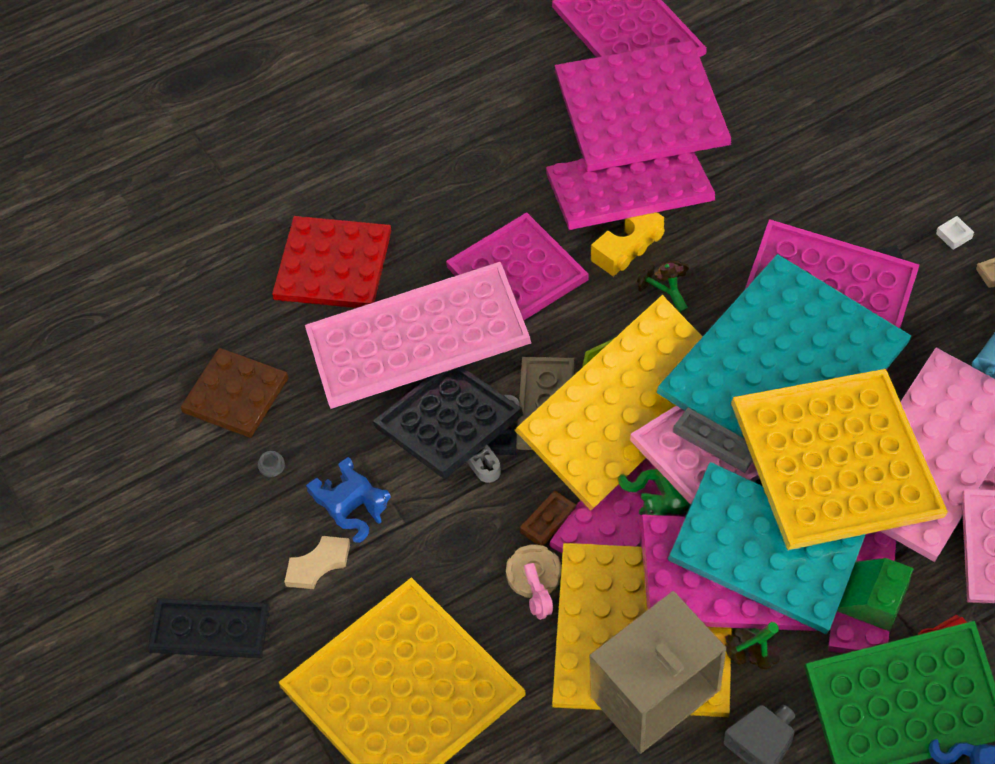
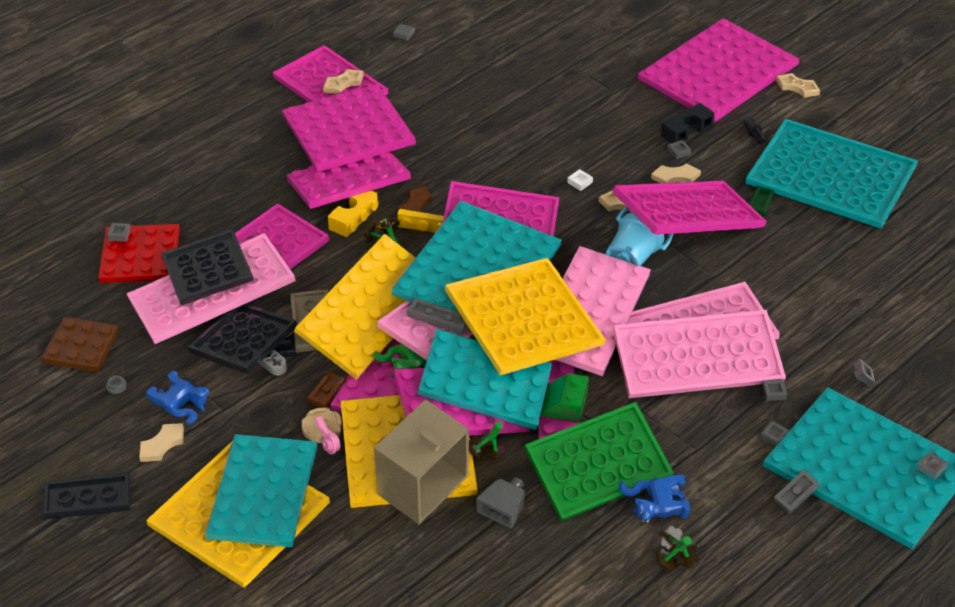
camera: 15 degrees left, 10 degrees down
(308, 230) = (119, 232): none -> dark grey plate
(415, 304) = (207, 267): none -> black plate
(437, 665) = (262, 491): none -> teal plate
(636, 32) = (337, 84): none -> tan tile
(718, 268) = (419, 220): none -> yellow plate
(721, 230) = (417, 199): none -> reddish brown tile

